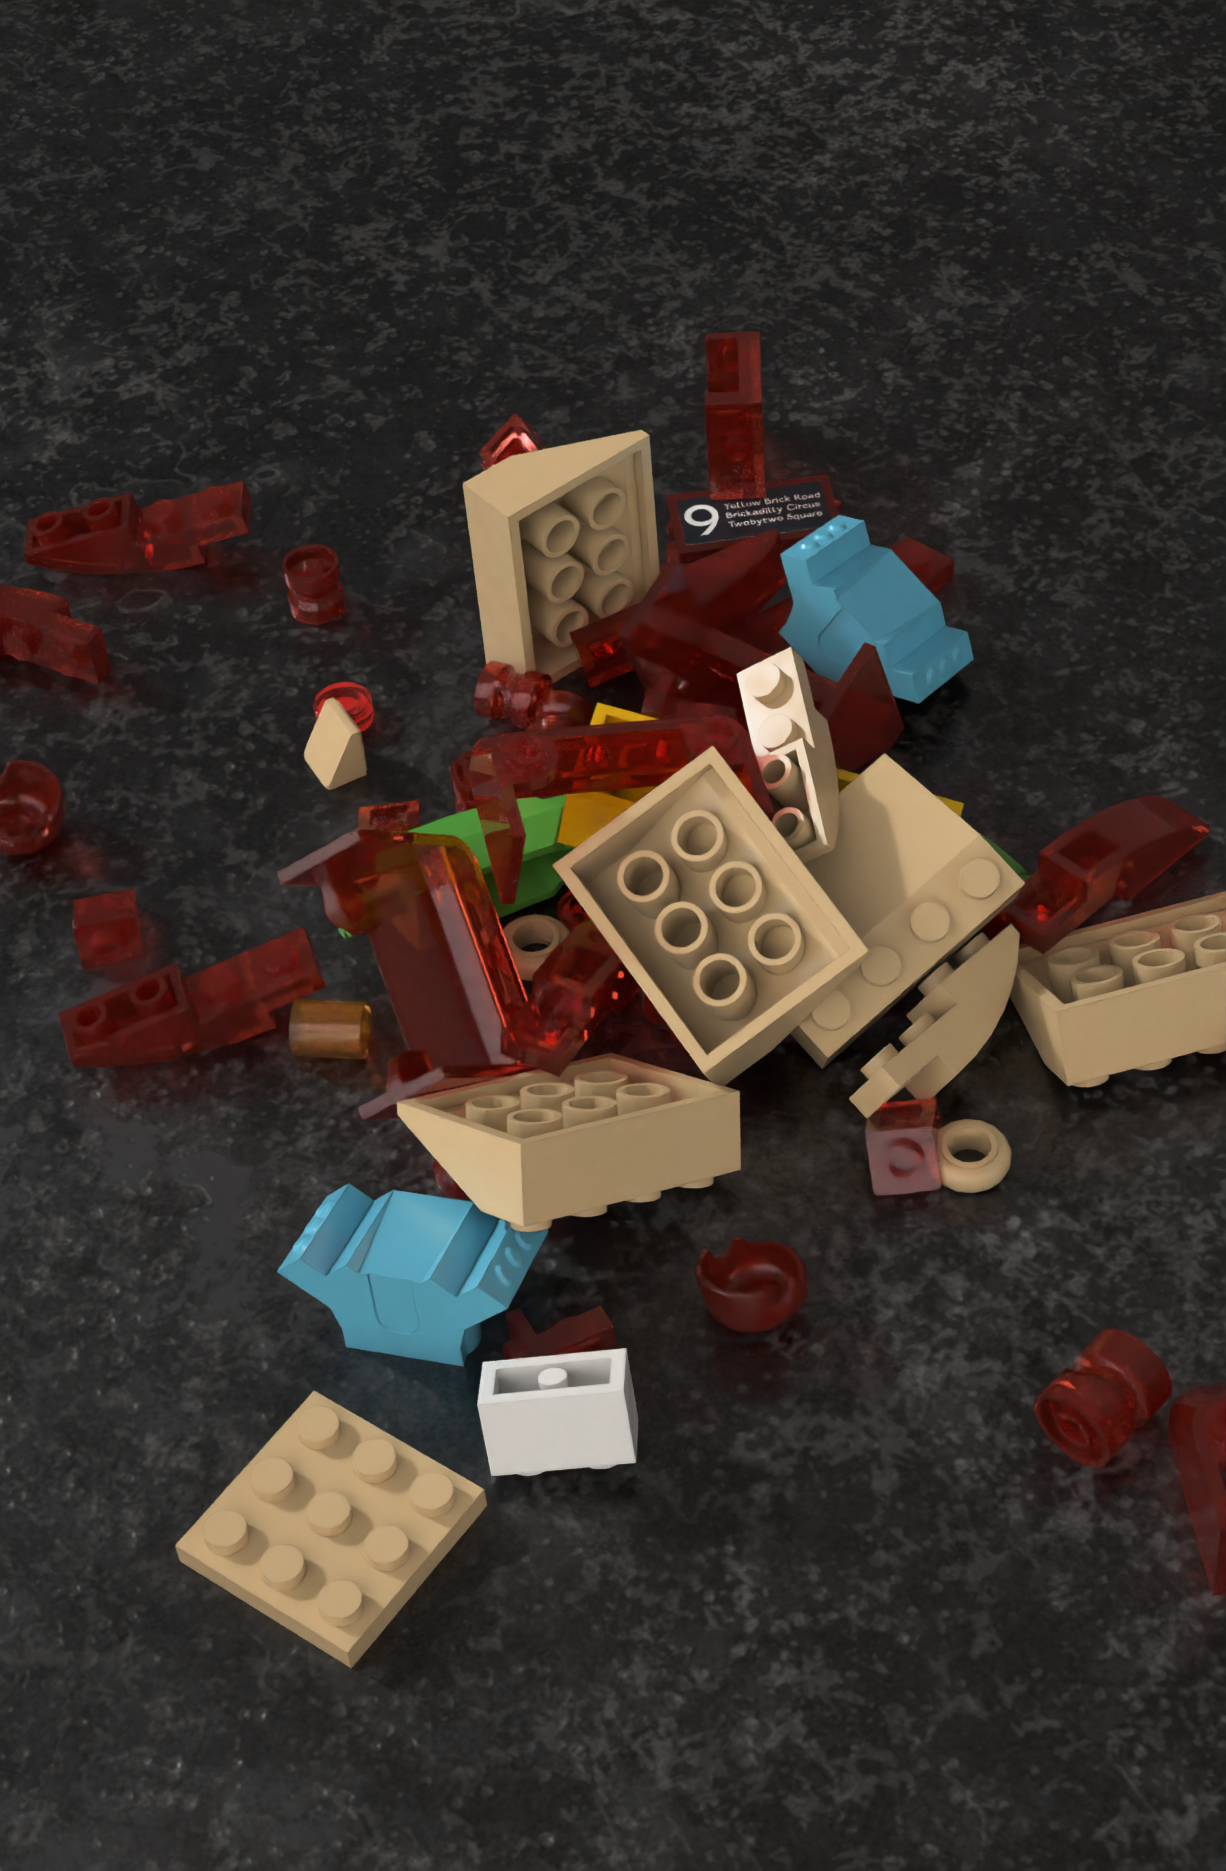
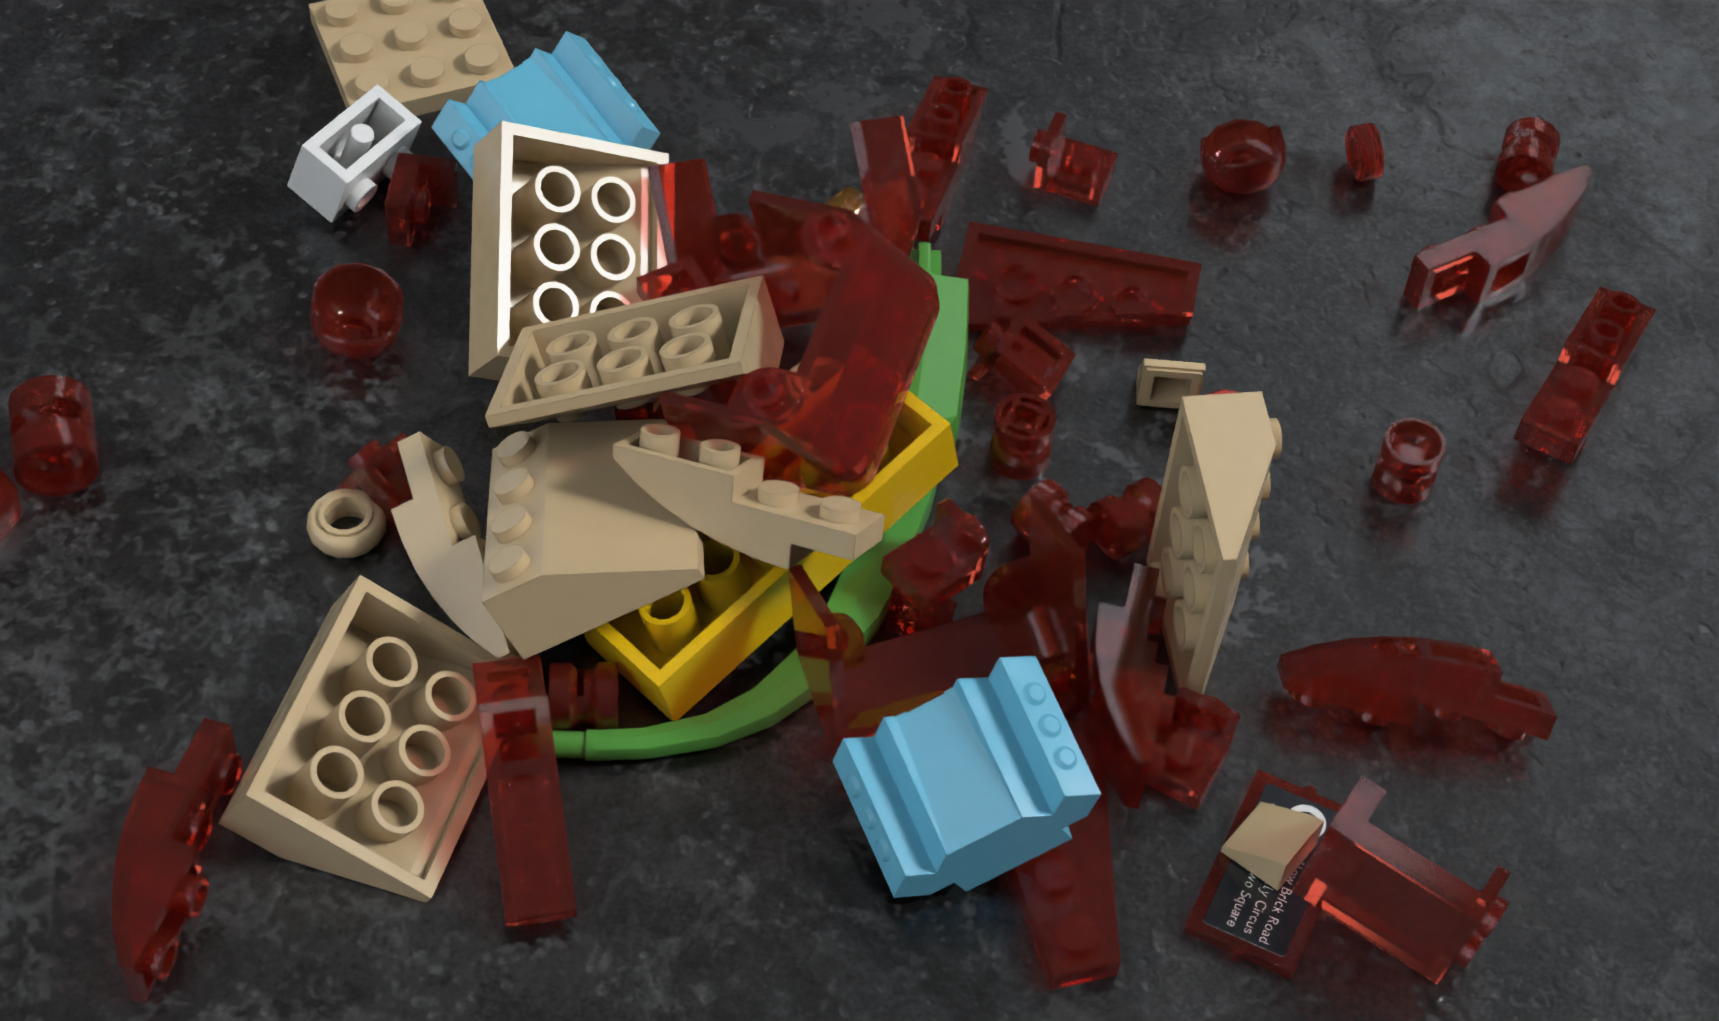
camera: 115 degrees right, 5 degrees up
(258, 840) = (1071, 282): none -> clear red wing
(742, 503) = (1273, 842): none -> tan slope

